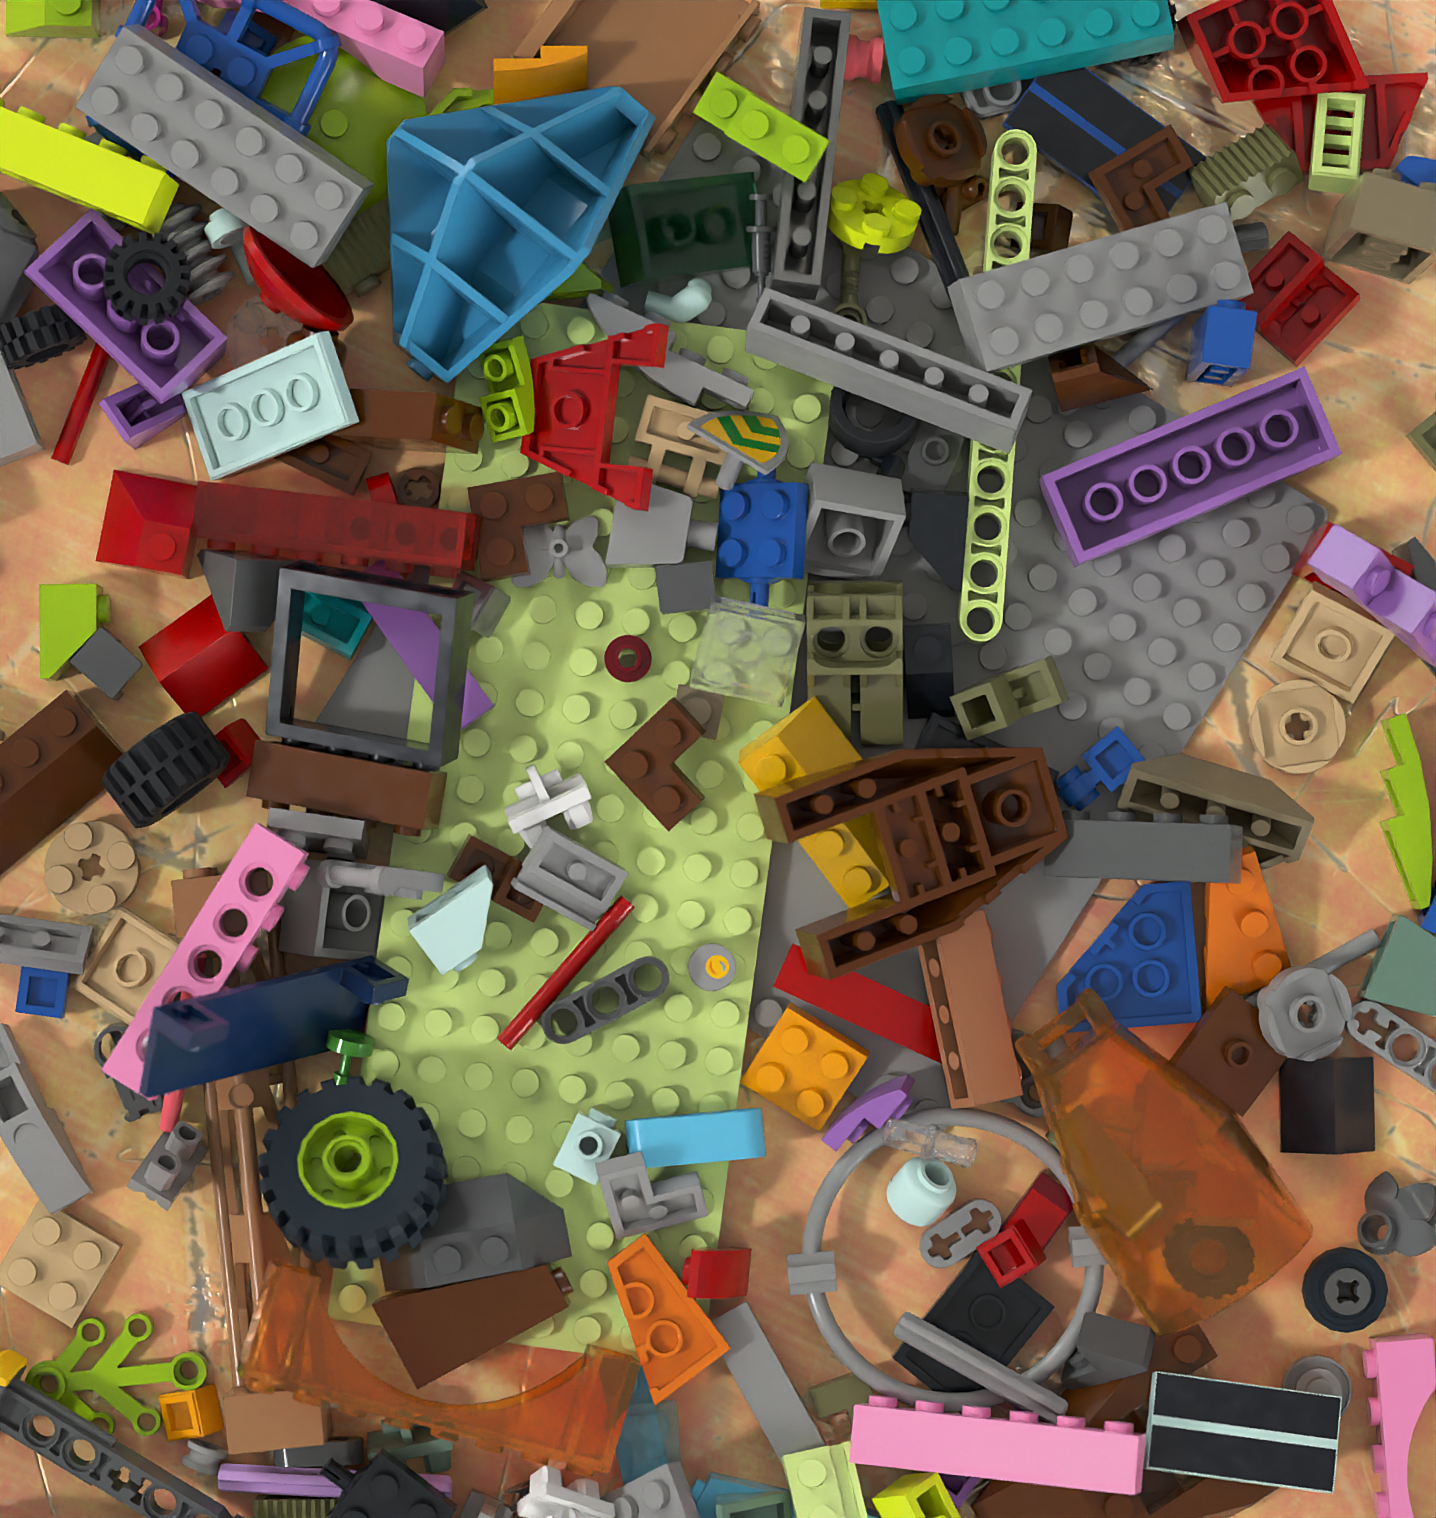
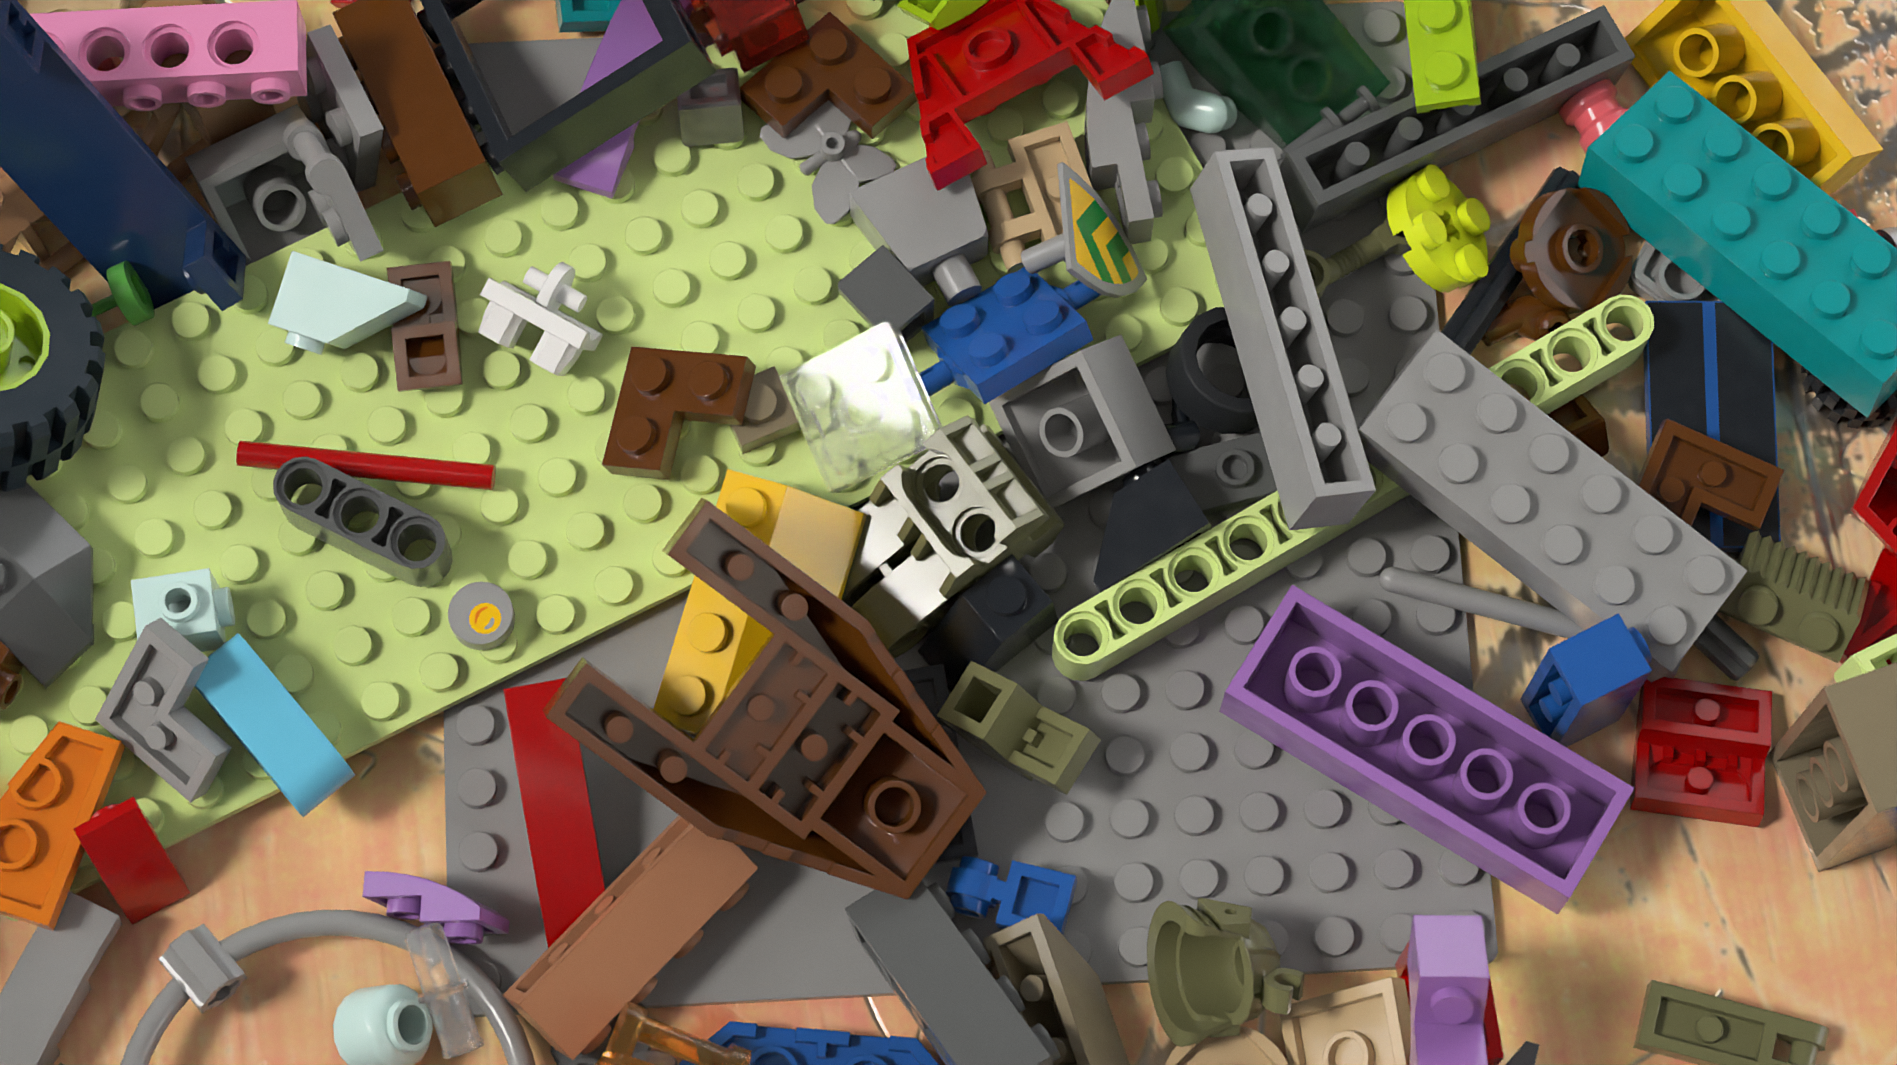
camera: 55 degrees right, 15 degrees down
(569, 878) = (473, 390): light grey plate -> none
(622, 673) = (764, 313): dark red plate -> none
(804, 1066) = (440, 802): light orange plate -> none
(1091, 377) = (1439, 572): reddish brown slope -> none
(1233, 686) = (1214, 970): none -> olive helmet

